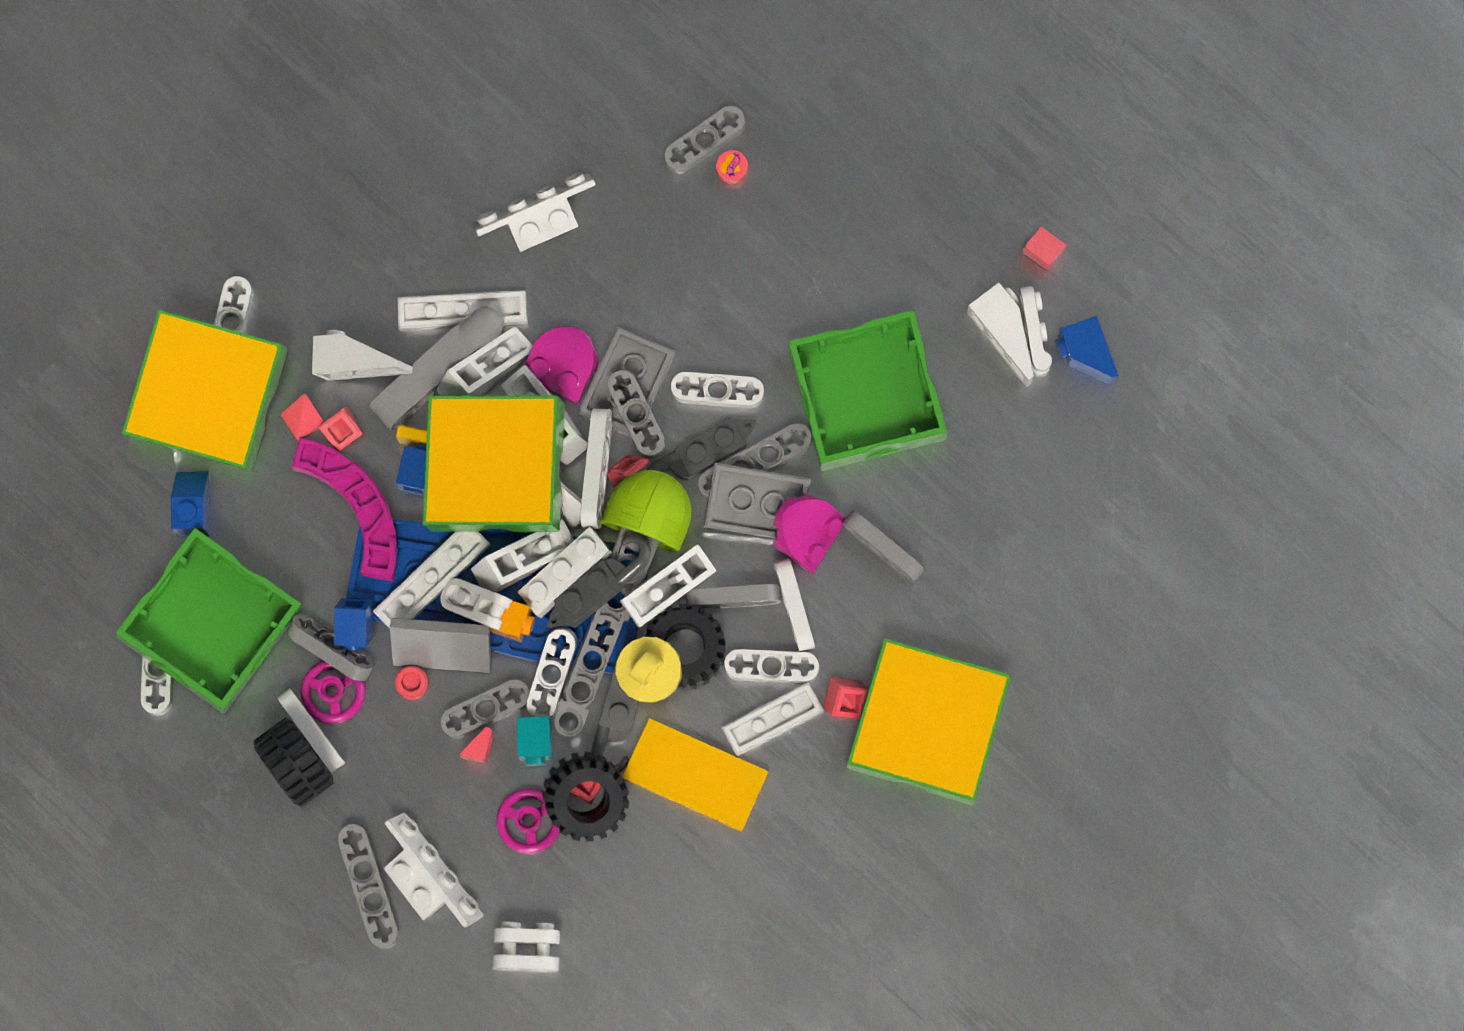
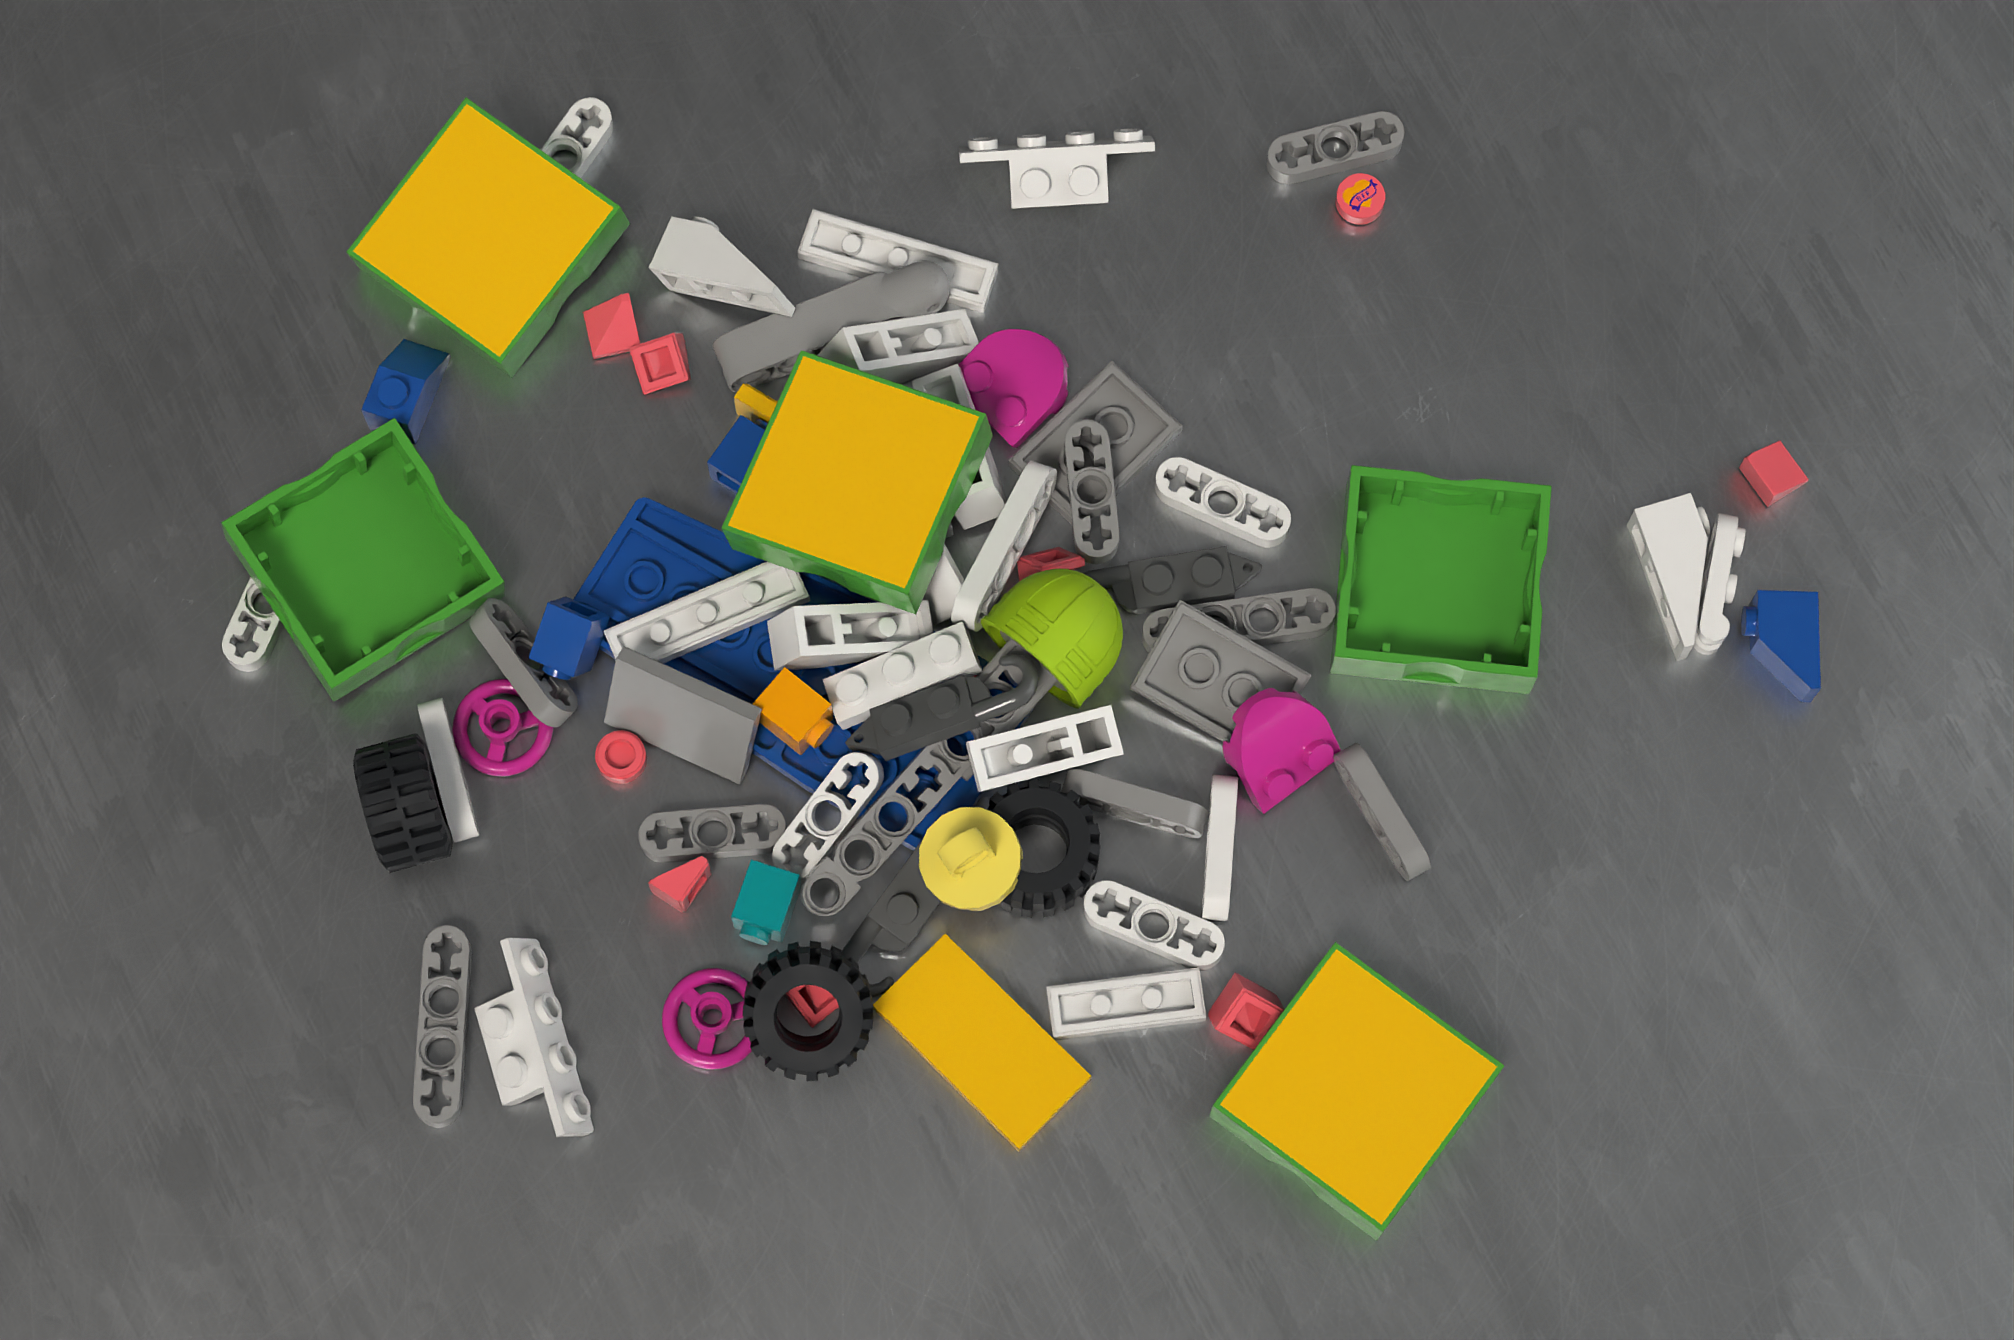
camera: 15 degrees right, 5 degrees down
(364, 499) = (653, 468): dark pink tile -> none
(474, 602) = (753, 669): white plate -> none
(512, 935) = (665, 1193): white brick -> none

